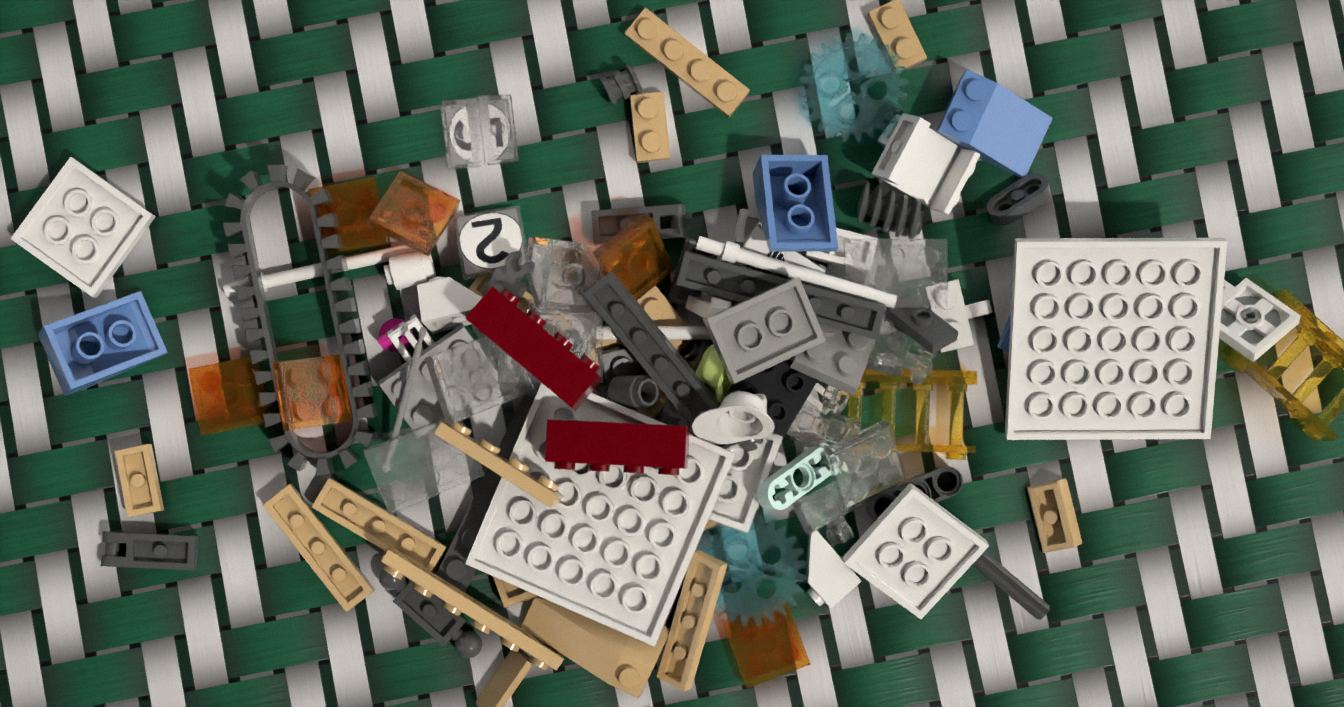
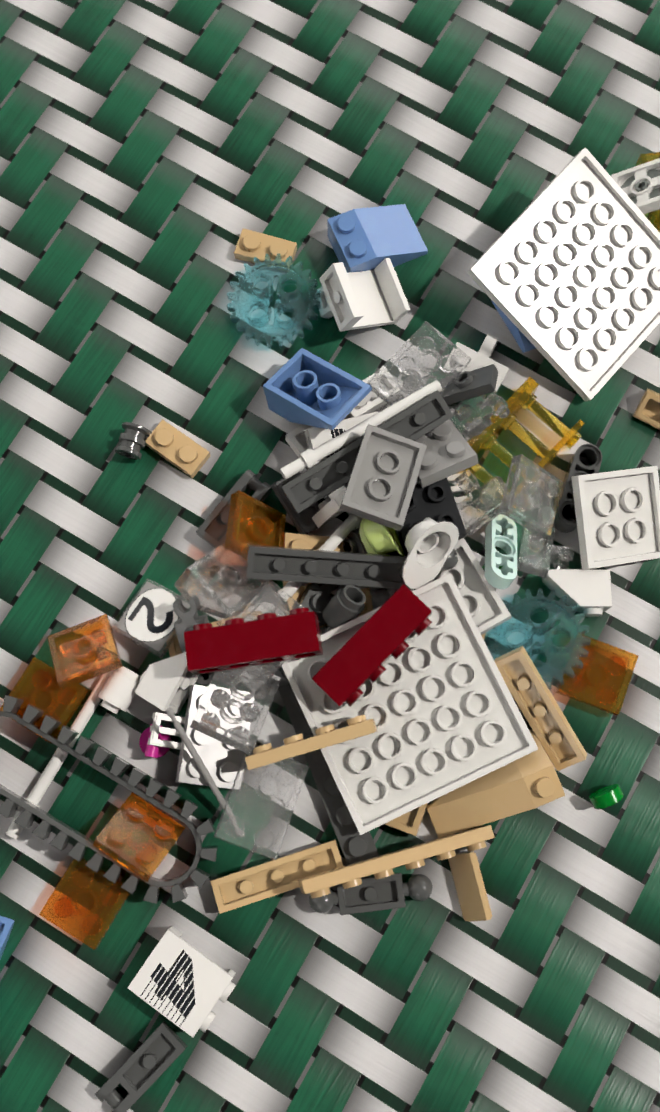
camera: 45 degrees left, 10 degrees down
(139, 480) = (83, 1029): tan plate -> none
(236, 525) = (182, 983): none -> white panel
(318, 547) = (253, 935): tan plate -> none
(479, 131) = (73, 561): clear slope -> none
(687, 62) = (158, 389): tan plate -> none
(891, 211) = (374, 343): dark grey piece -> none
(1019, 199) = (438, 263): dark grey plate -> none

